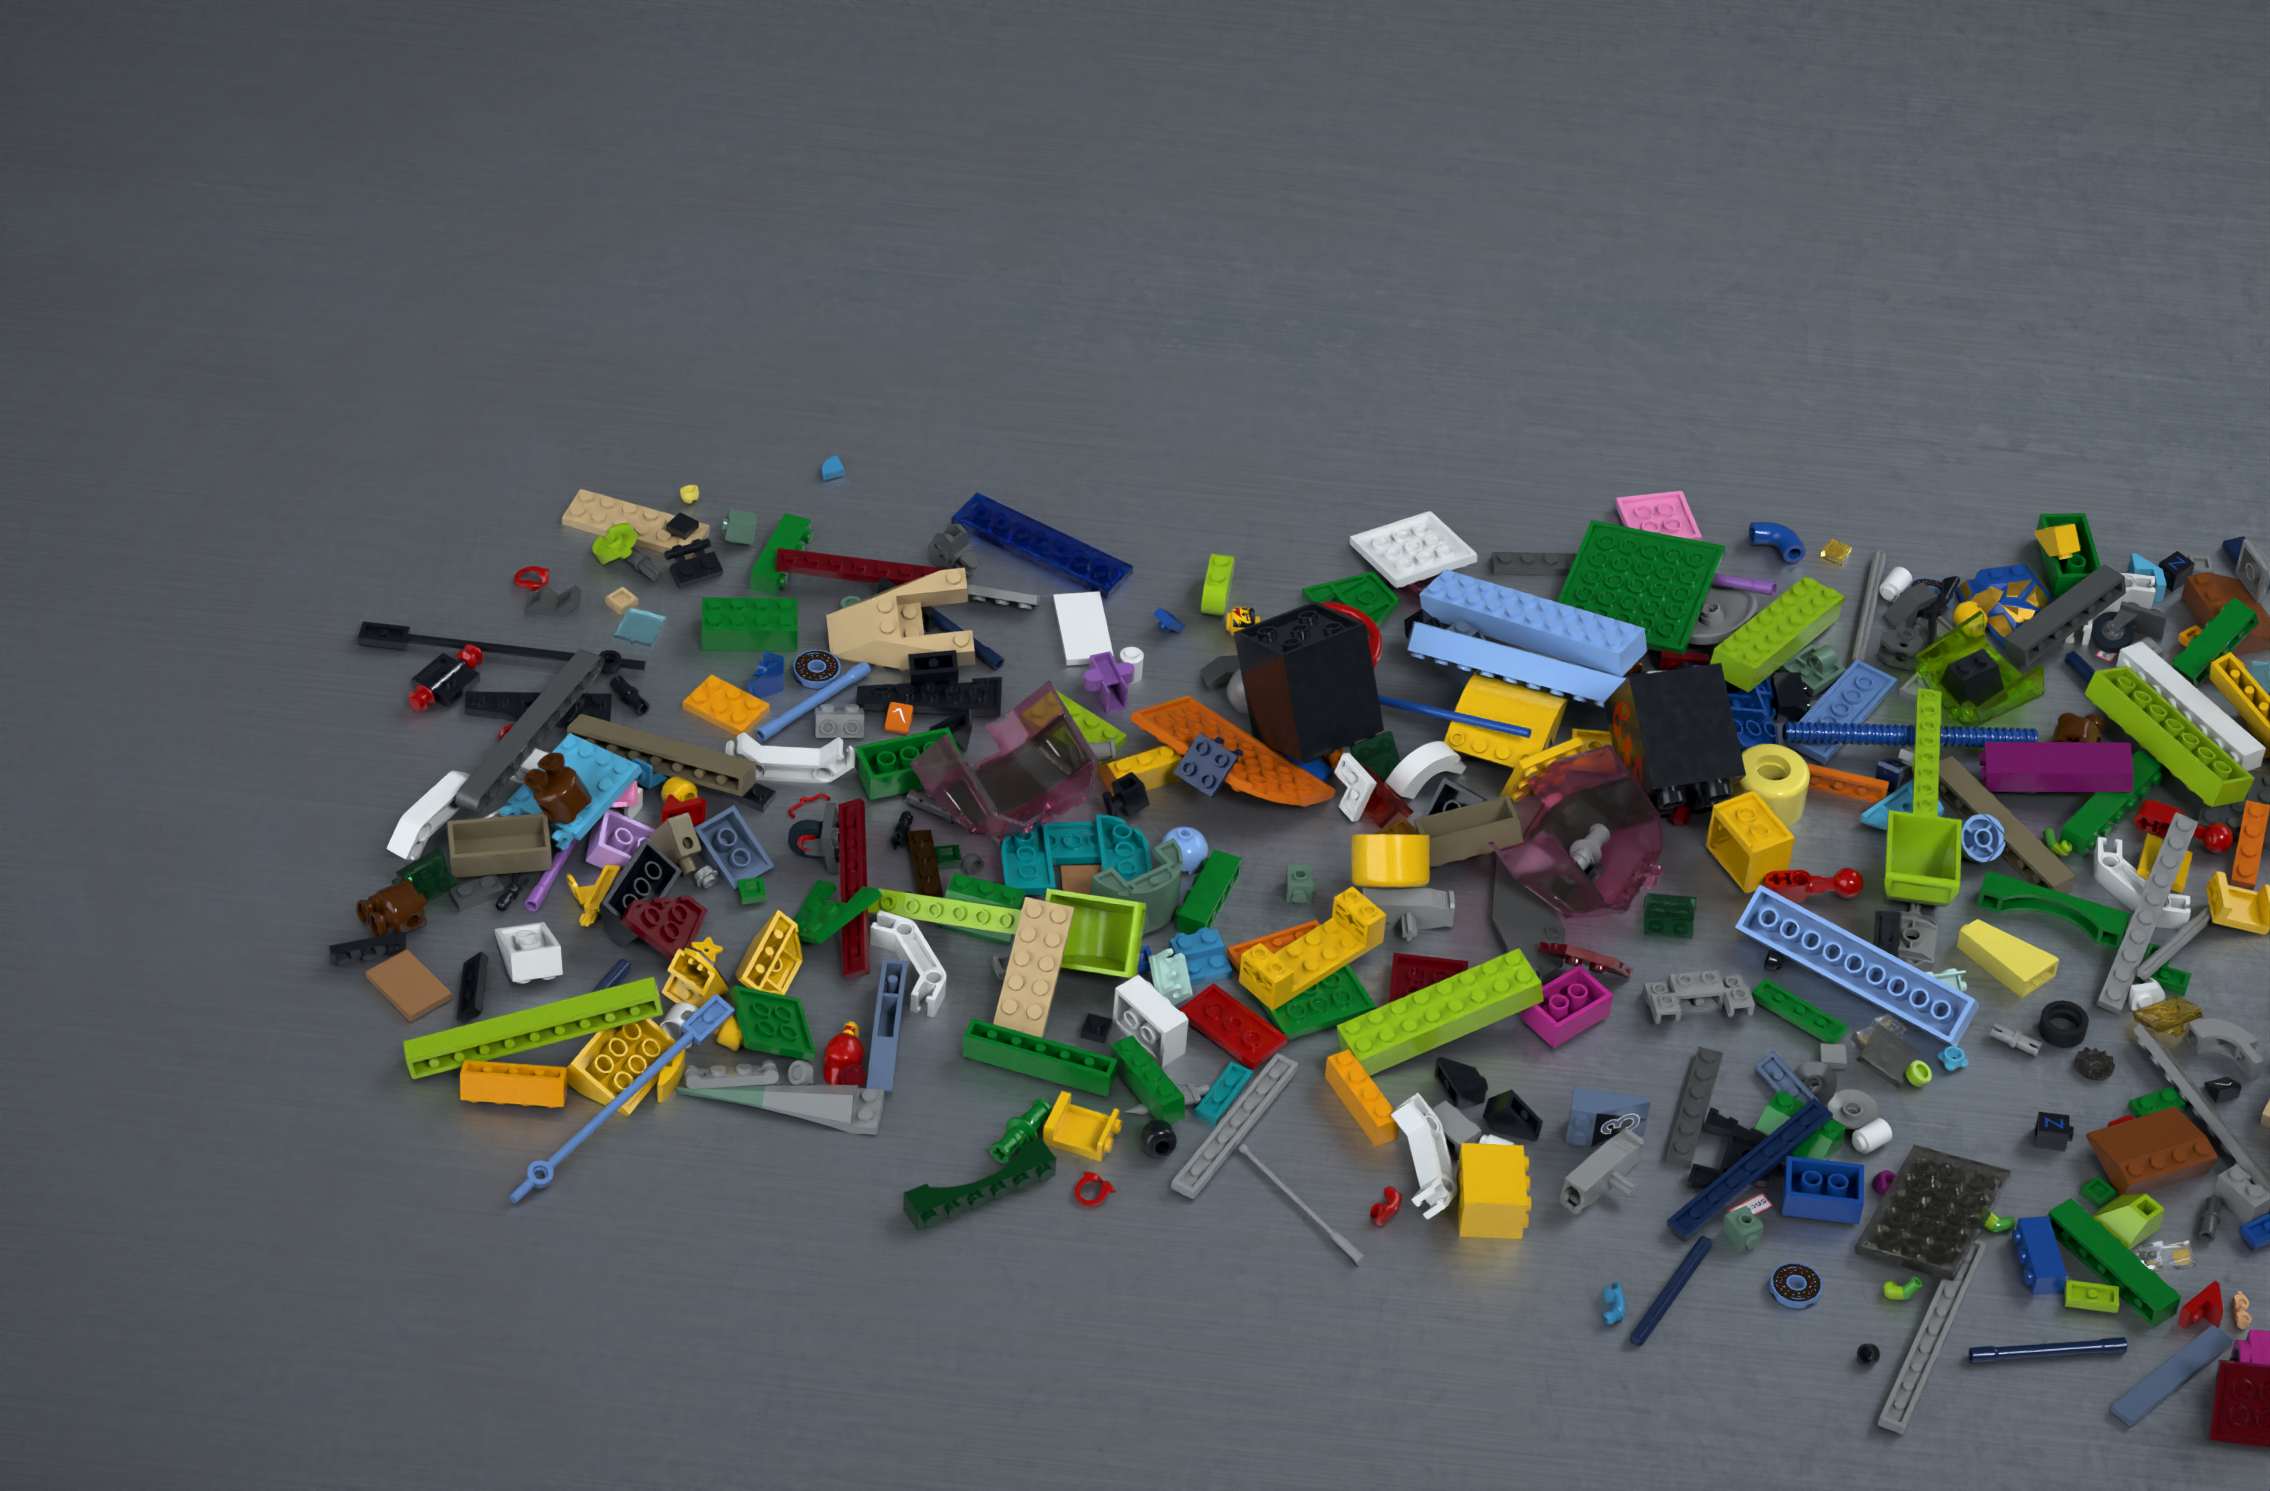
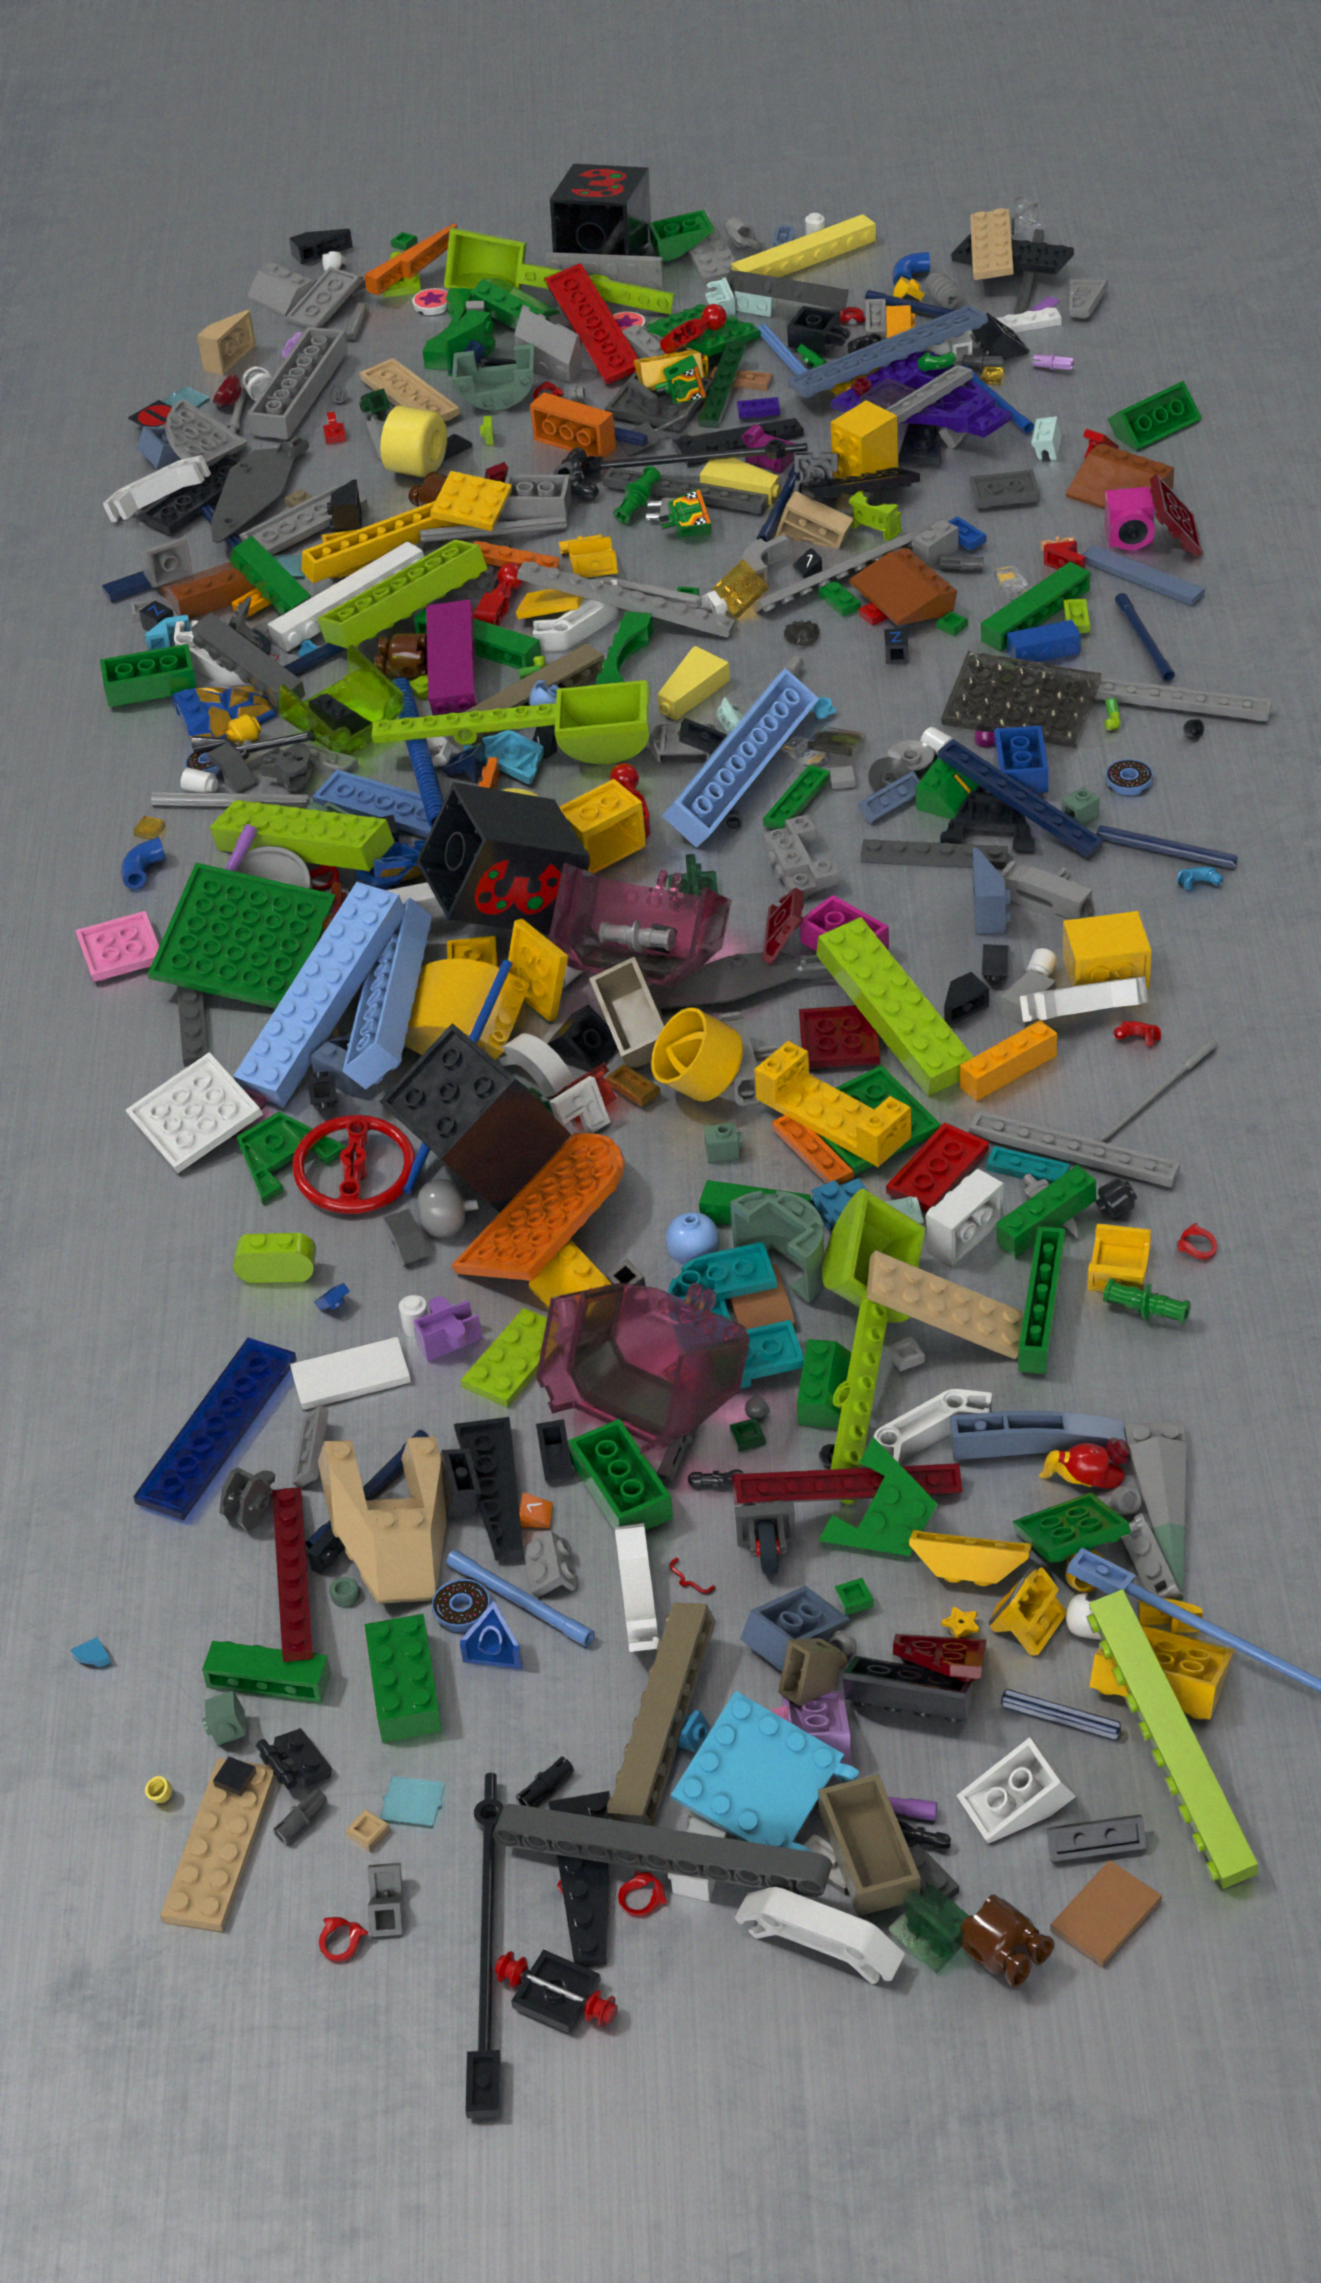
camera: 90 degrees left, 0 degrees up
(367, 948) = (1069, 1967): black plate -> none
(513, 1083) = (1245, 1755): light orange brick -> none
(557, 790) = (801, 1764): reddish brown piece -> none
(593, 894) = (900, 1748): yellow piece -> none
(616, 543) = (260, 1832): lime plate -> none
(679, 788) = (713, 1692): yellow head -> none
(695, 808) = (752, 1682): red slope -> none
(726, 706) = (542, 1683): light orange plate -> none
(924, 863) = (772, 1450): dark brown plate -> none
(933, 1205) = (1276, 1359): dark green arch -> none
(1096, 1028) = (970, 1273): black plate -> none
(1207, 764) = (595, 1202): dark blue plate -> none
(1240, 618) = (326, 1236): head -> none
(1918, 1073) = (849, 724): lime tile -> none
(2059, 540) = (150, 663): yellow slope -> none
(2061, 1037) = (763, 638): black tyre -> none
(2131, 1218) = (983, 596): lime slope -> none

